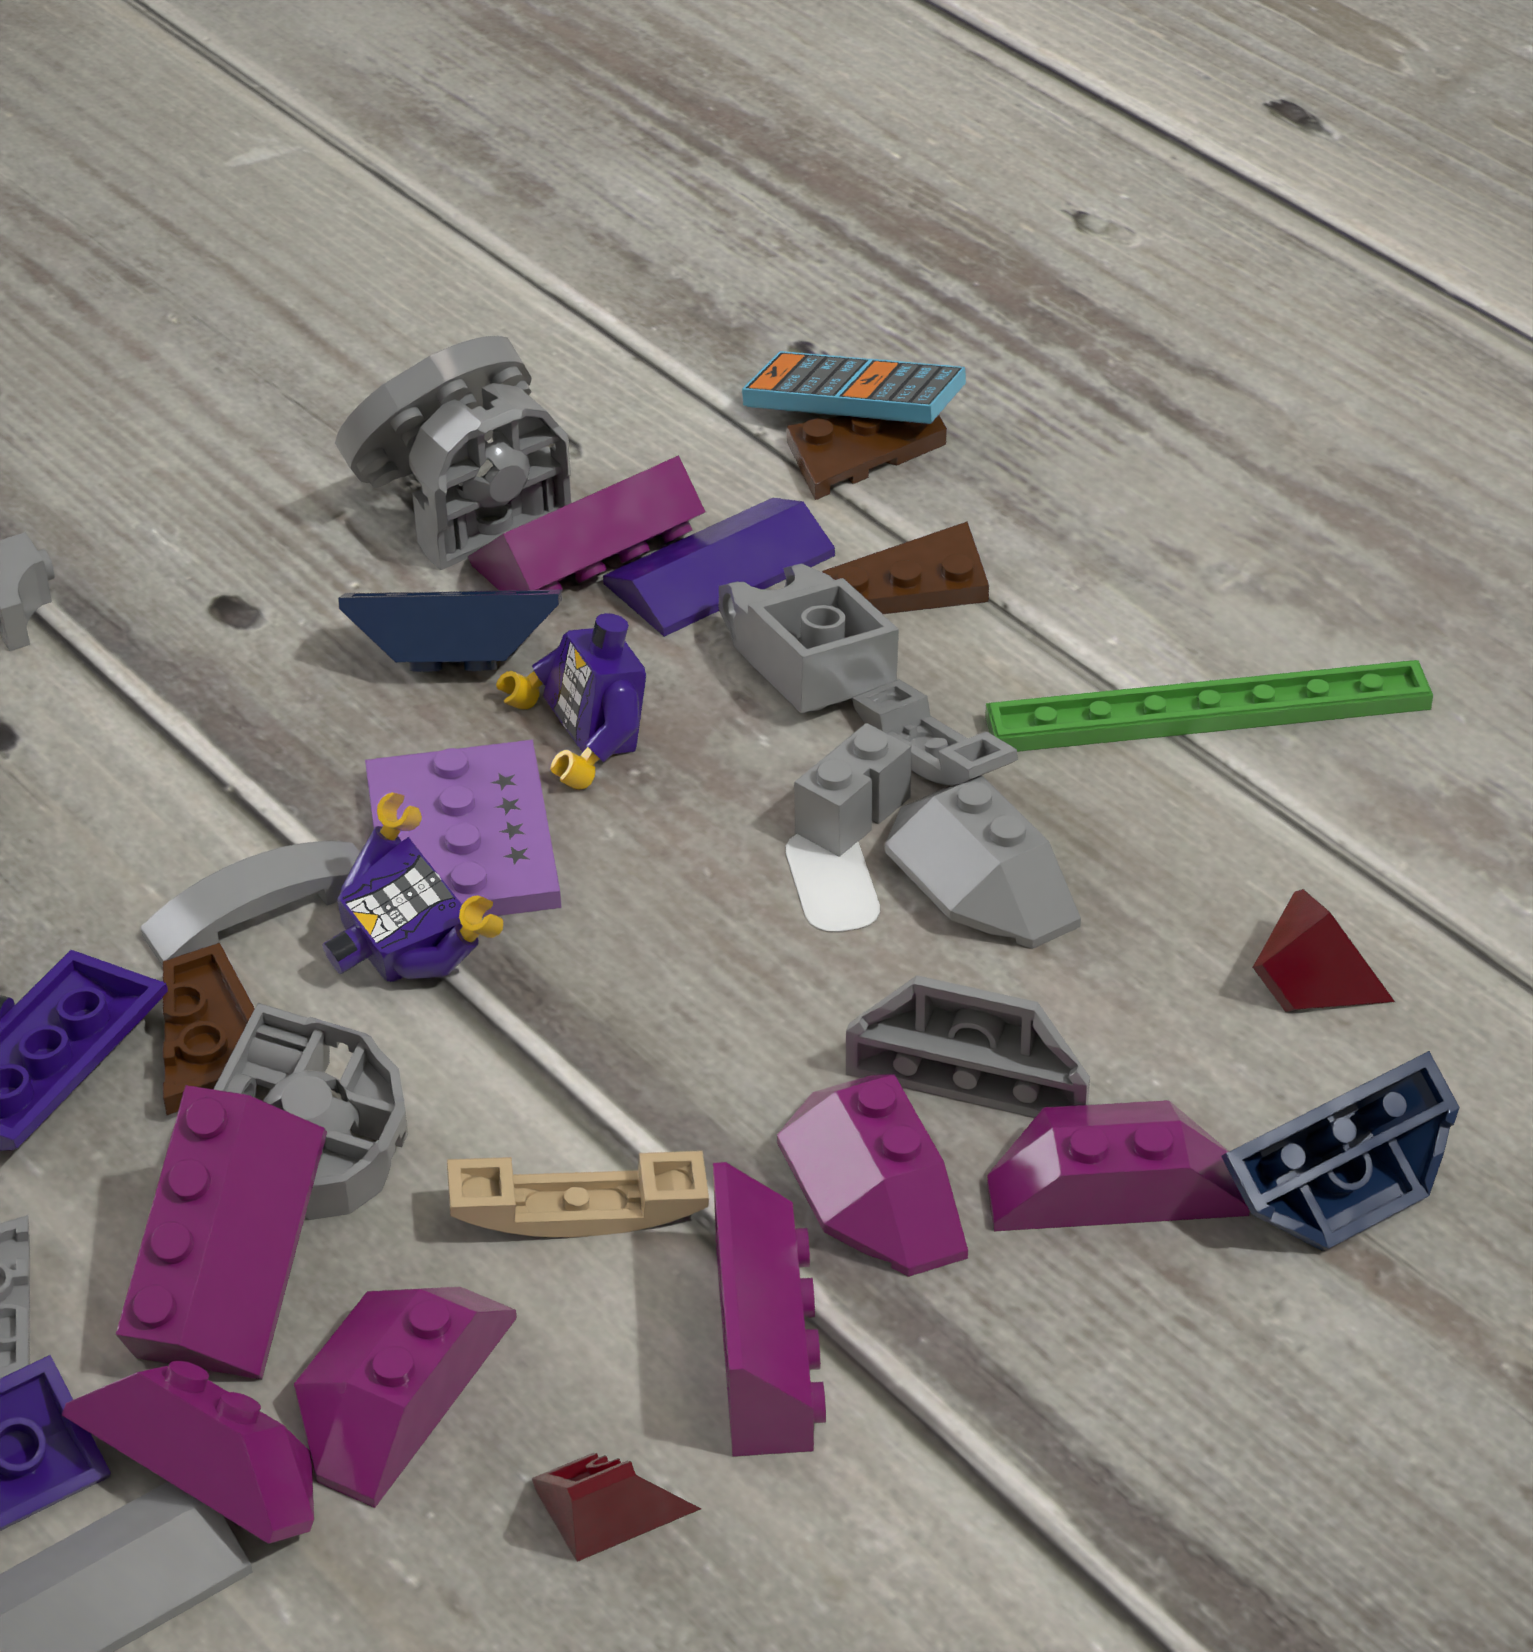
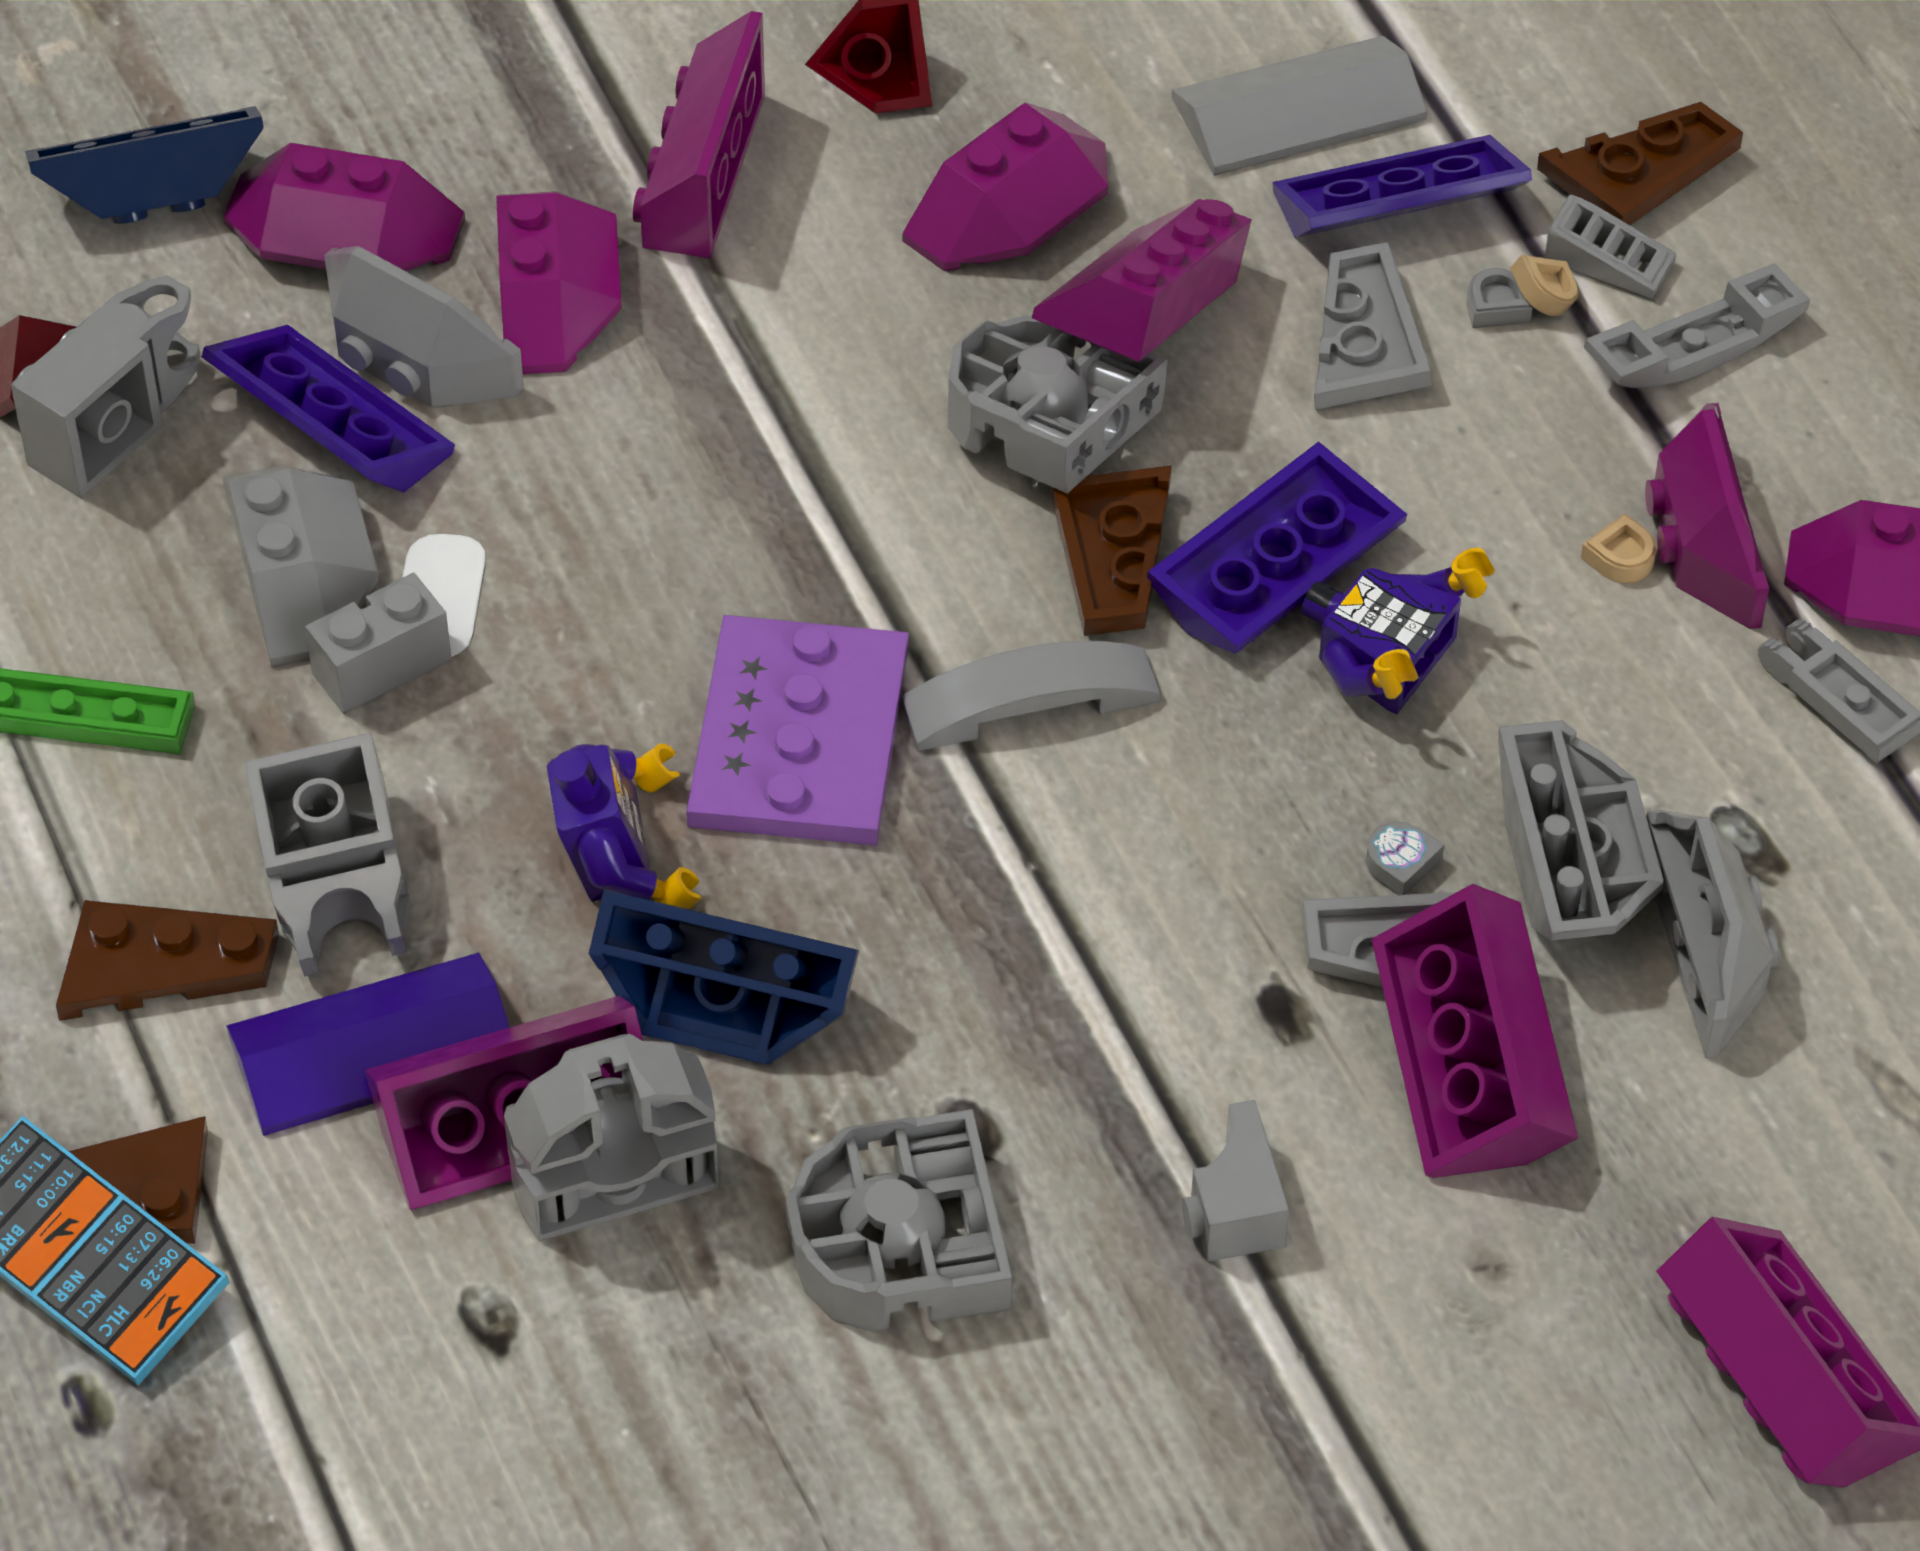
camera: 165 degrees left, 10 degrees up
(206, 1445) = (1186, 148): magenta wedge -> none
(296, 488) = (833, 1203): none -> light grey connector
(385, 424) = (669, 1267): light grey piece -> none
(402, 909) = (889, 587): torso -> none
(577, 1202) = (814, 308): tan slope -> none
(935, 748) = (256, 658): light grey slope -> none
(1079, 983) = (332, 405): none -> dark purple slope
(1222, 905) = (104, 387): none -> light grey brick

